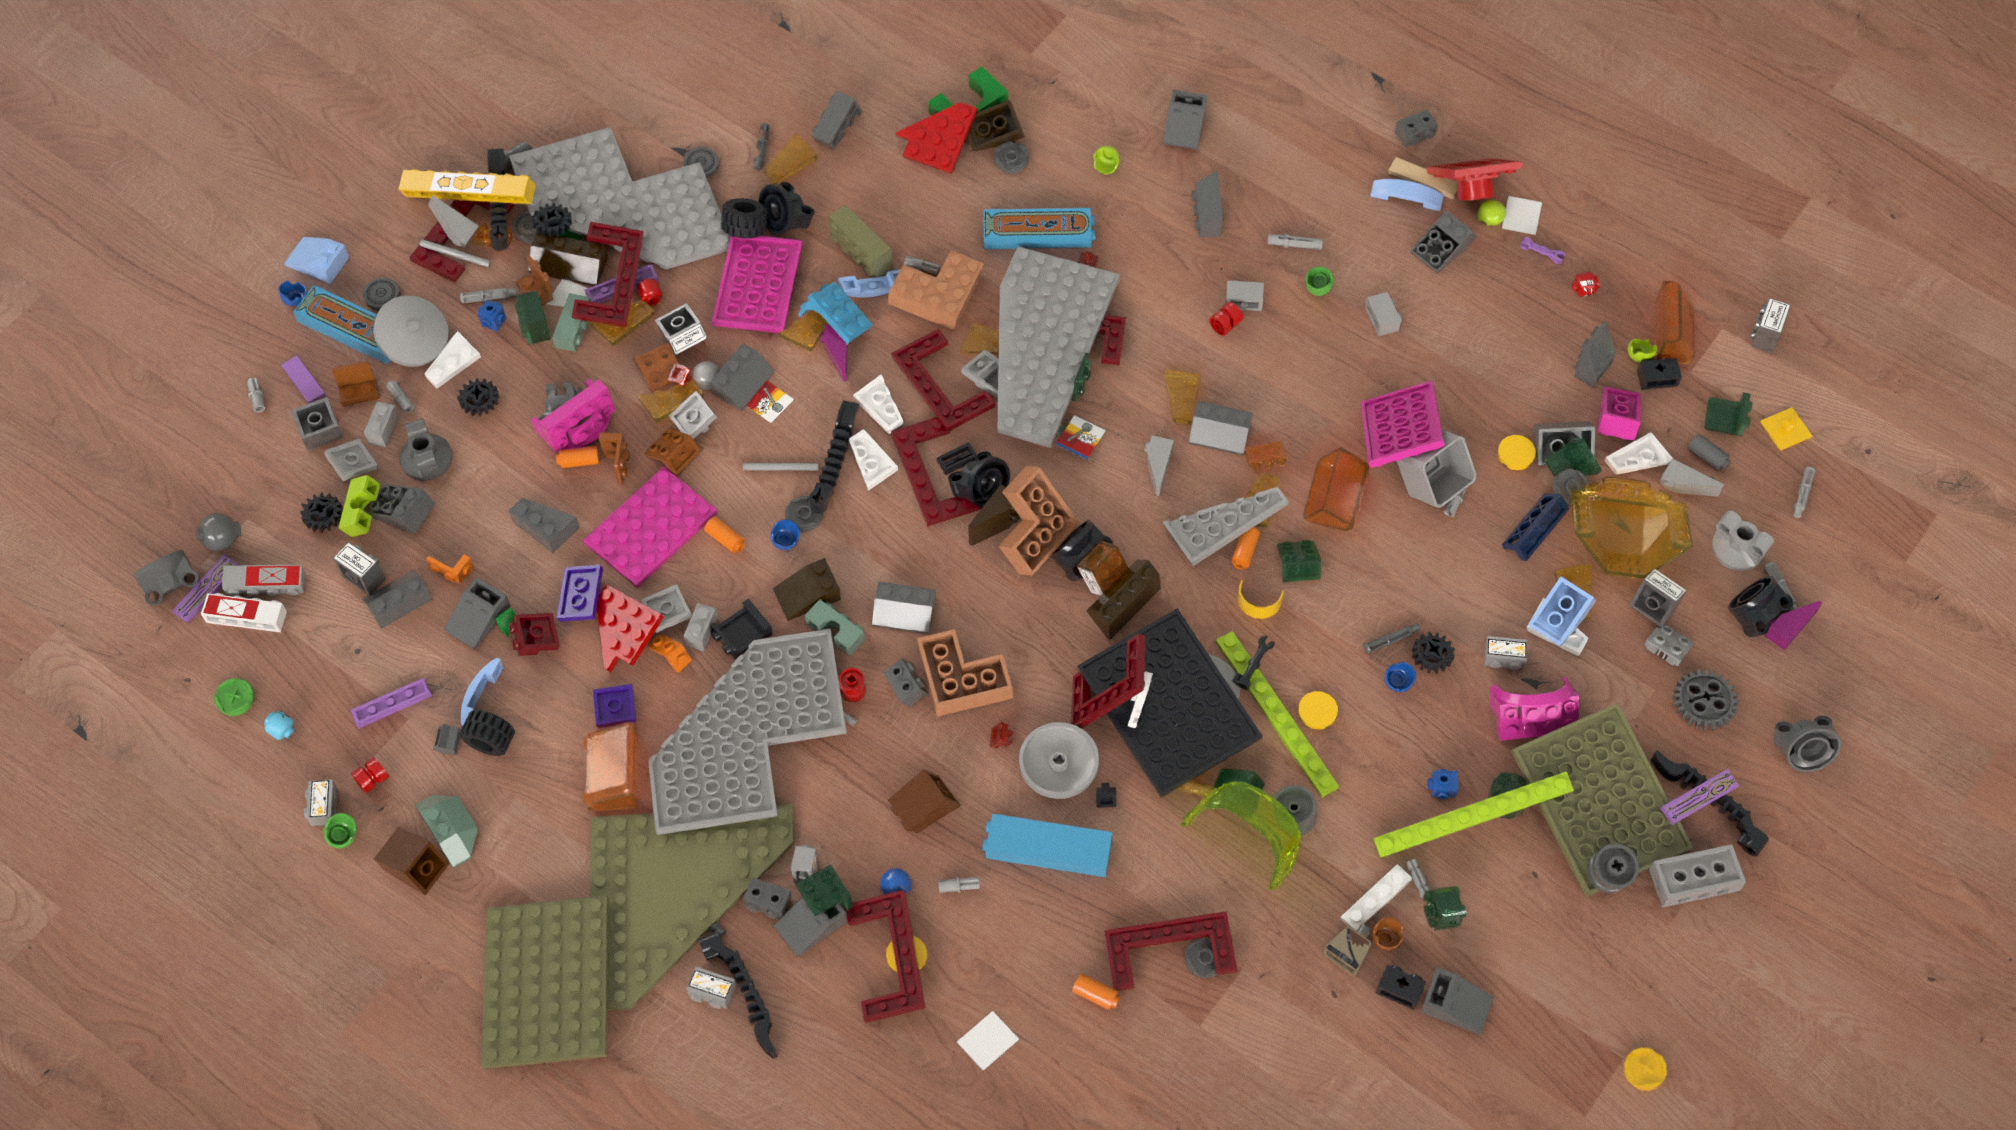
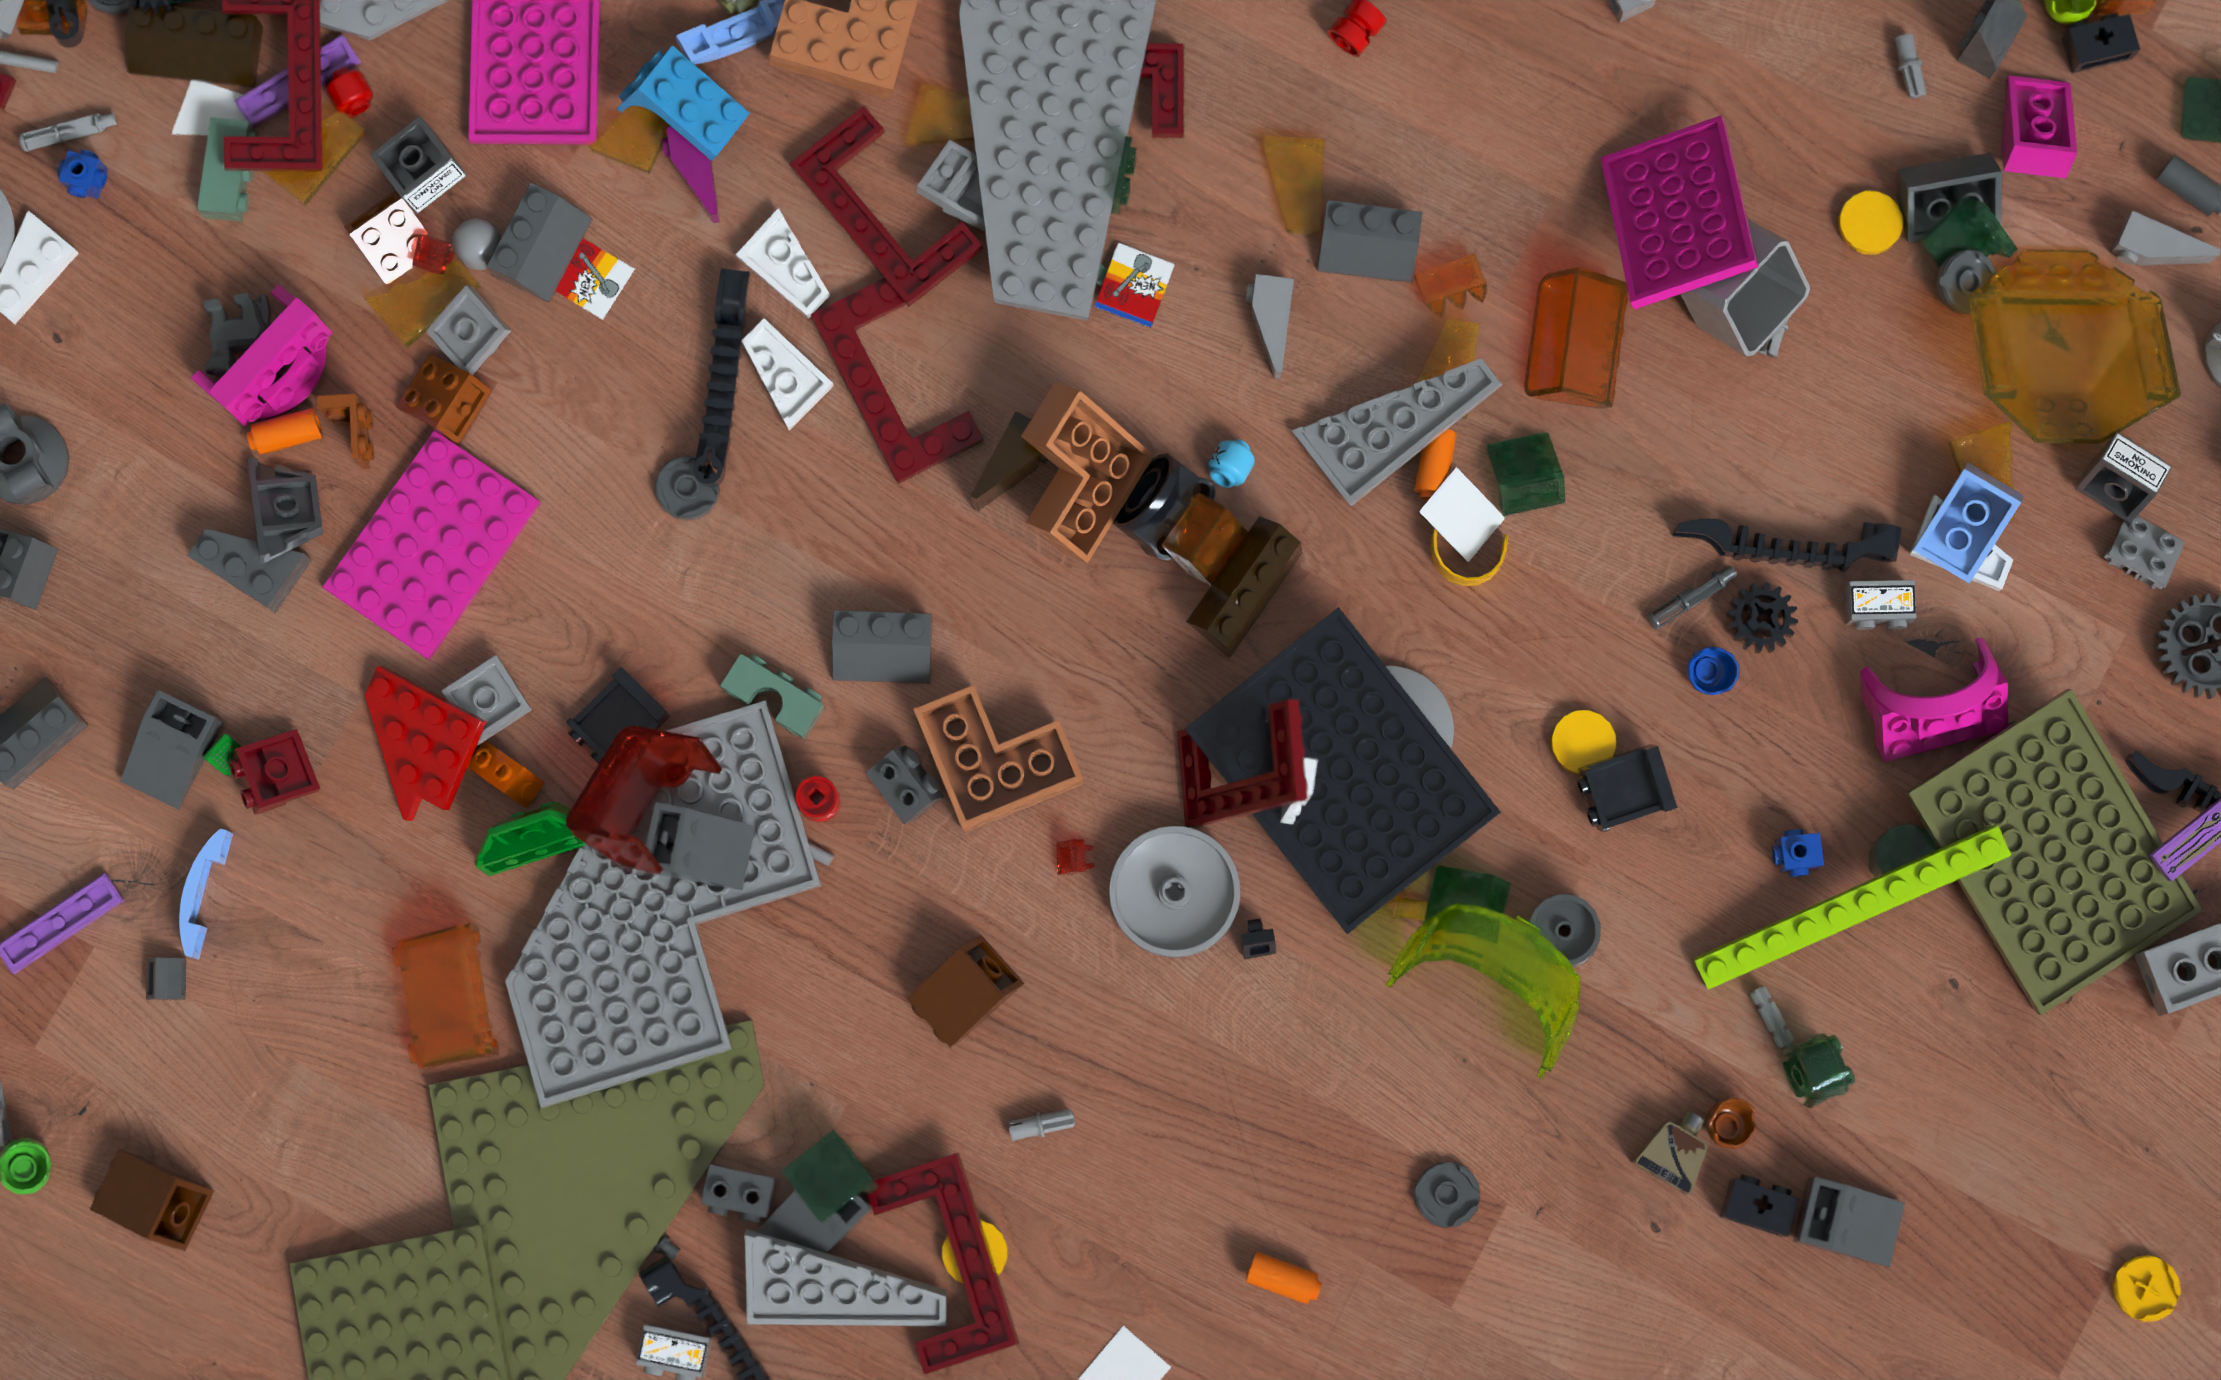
camera: 10 degrees left, 20 degrees up
(369, 775) = (52, 1061): red wheel -> none
(450, 826) = (199, 1130): sand green wedge -> none
(458, 573) = (130, 666): orange bracket -> none
(478, 397) = (78, 338): black gear -> none
(487, 733) = (231, 968): black tyre -> none
(532, 317) = (154, 173): clear green brick -> none
(536, 281) = (147, 106): dark orange bracket -> none
(569, 494) = (283, 508): none -> dark grey wing
(579, 593) = (336, 688): plate -> none
(614, 705) = (431, 883): dark purple plate -> none
(680, 683) = (526, 839): none -> green wedge
(699, 628) = (548, 725): light grey brick -> none
(725, 535) = (561, 548): orange brick -> none
(742, 655) = (625, 786): none -> clear red windscreen
(775, 697) = (700, 846): none -> dark grey slope
(782, 466) = (634, 403): light grey bar -> none
(785, 534) = (662, 537): blue hair -> none
(803, 959) = (815, 1288): none -> light grey wing
(804, 862) = (790, 1129): light grey brick -> none
(806, 588) = (715, 633): dark brown slope -> none
(895, 880) = (940, 1133): blue hair -> none
(958, 461) = (938, 360): black tile -> none
(980, 478) = (978, 394): black piece -> none
(1047, 845) = (1175, 1039): dark azure brick -> none
(1124, 534) = (1231, 463): none -> medium azure head
(1208, 925) = (1454, 1145): dark red plate -> none
(1243, 681) = (1472, 679): black piece -> none
(1258, 576) = (1462, 514): none -> white sticker
(1279, 717) = (1516, 756): lime plate -> none
(1341, 736) = (1626, 787): none -> black panel
(1376, 898) = (1707, 1059): white plate -> none
(1506, 620) = (1877, 543): none -> black piece
(1538, 527) = (1919, 360): dark blue fence -> none
(1546, 374) = (1910, 66): none -> light grey axle
(1612, 868) = (2079, 972): dark grey wheel -> none
(1639, 455) = (2075, 205): white wing -> none

